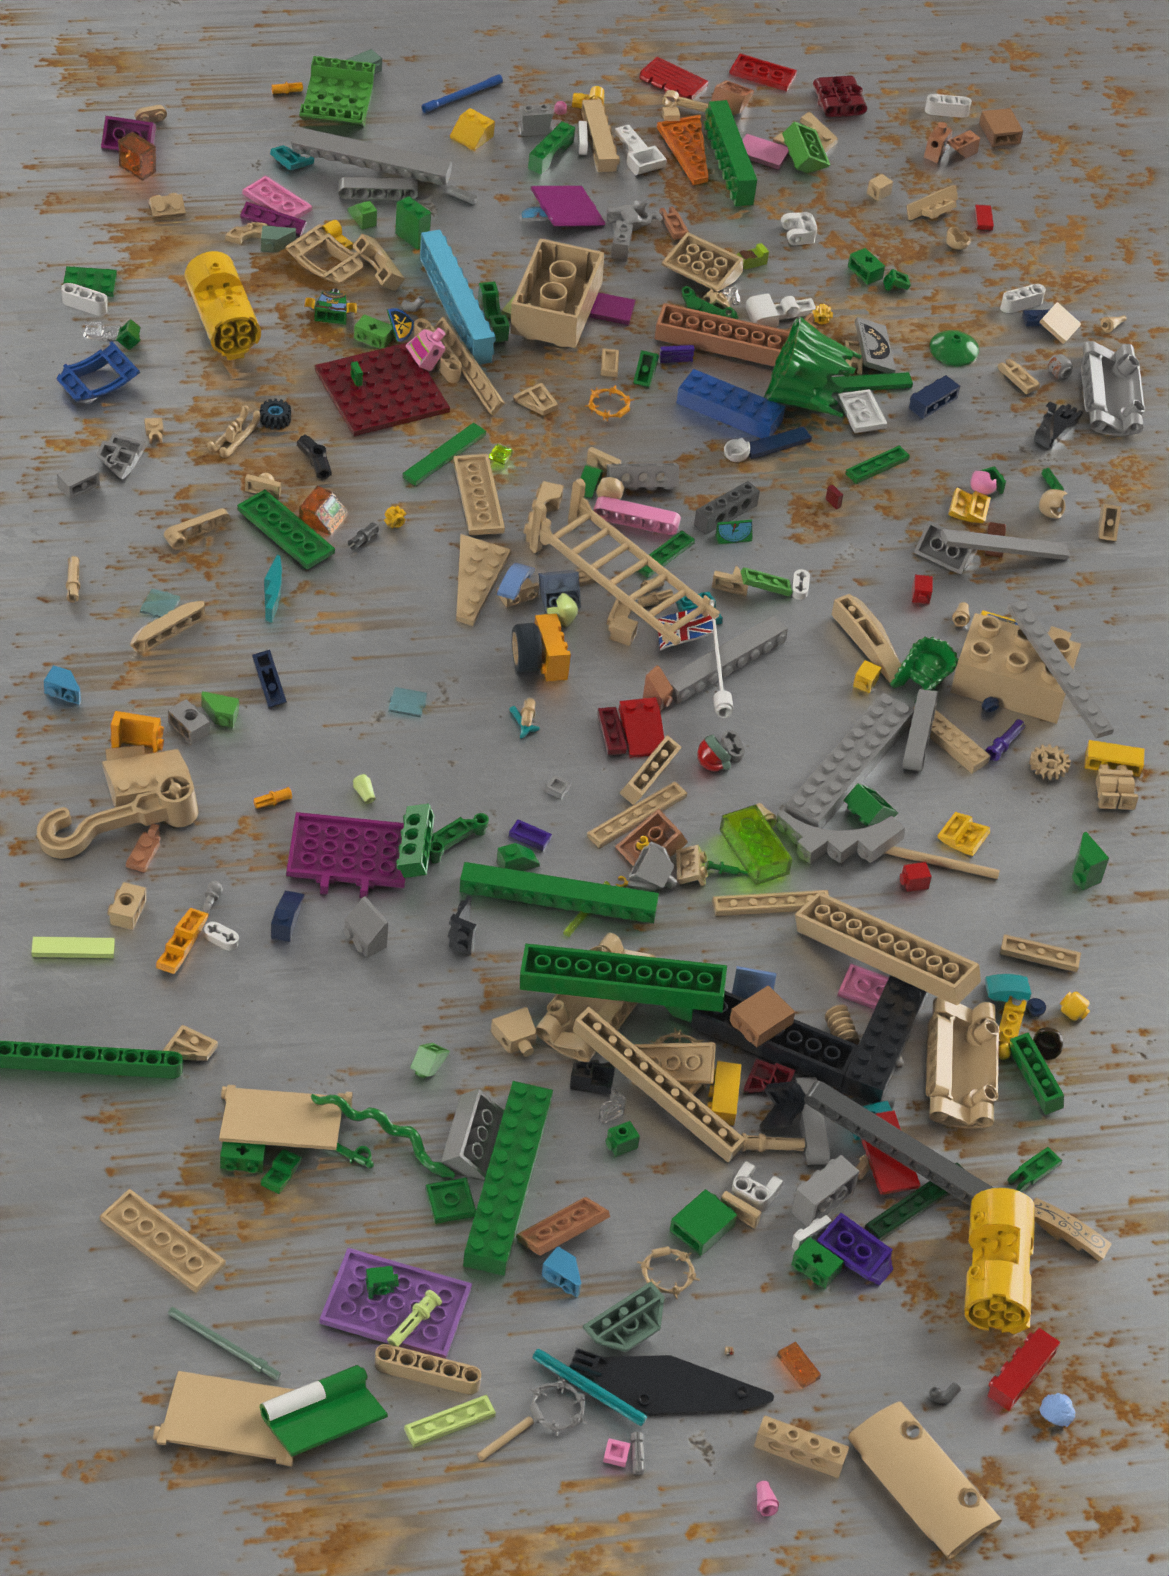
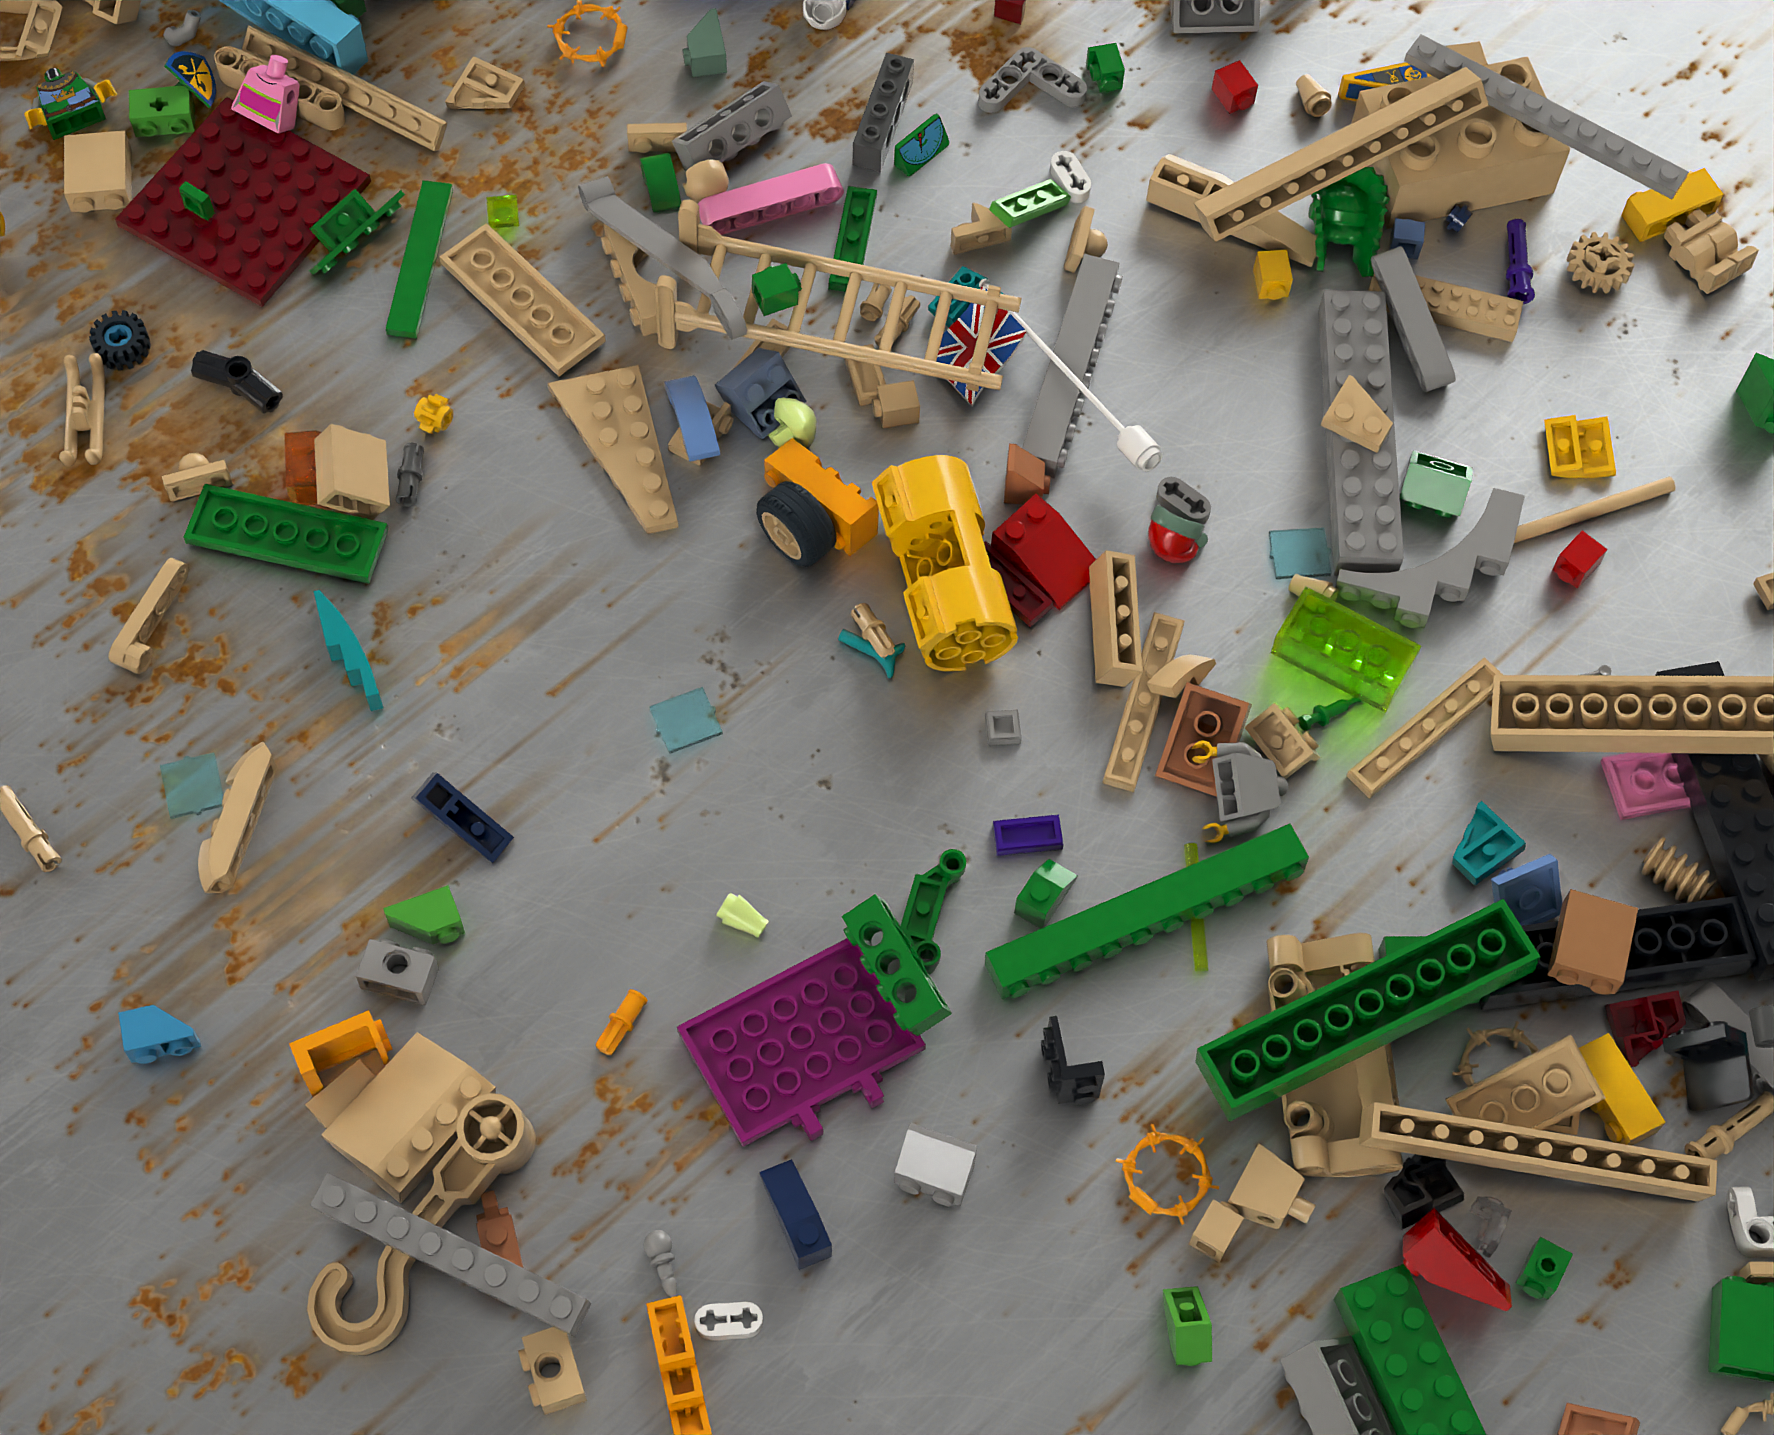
camera: 30 degrees left, 15 degrees up
(118, 828) = (451, 1254): none -> light grey brick
(322, 341) = (97, 171): none -> tan brick
(335, 517) = (351, 472): none -> tan brick
(421, 420) = (345, 222): none -> green bracket
(477, 1032) = (1216, 1229): none -> tan brick
(479, 982) = (1144, 1200): none -> light orange piece
(559, 499) = (601, 201): none -> light grey piece
(576, 1098) = (1452, 1263): none -> red slope
(593, 680) = (952, 590): none -> yellow cylinder
(597, 542) = (775, 289): none -> green brick
(662, 436) = (706, 47): none -> sand green slope
(668, 810) = (1173, 676): none -> tan slope
(754, 960) = (1486, 845): none -> teal wing
(772, 798) = (1300, 553): none -> clear light blue piece
(782, 611) = (1084, 240): none -> tan tile
(819, 527) = (1031, 73): none -> light grey beam
(847, 749) = (1357, 416): none -> tan wing
(861, 546) = (1106, 67): none -> green brick
(935, 630) = (1341, 153): none -> tan brick
(953, 698) = (1408, 235): none -> medium blue plate

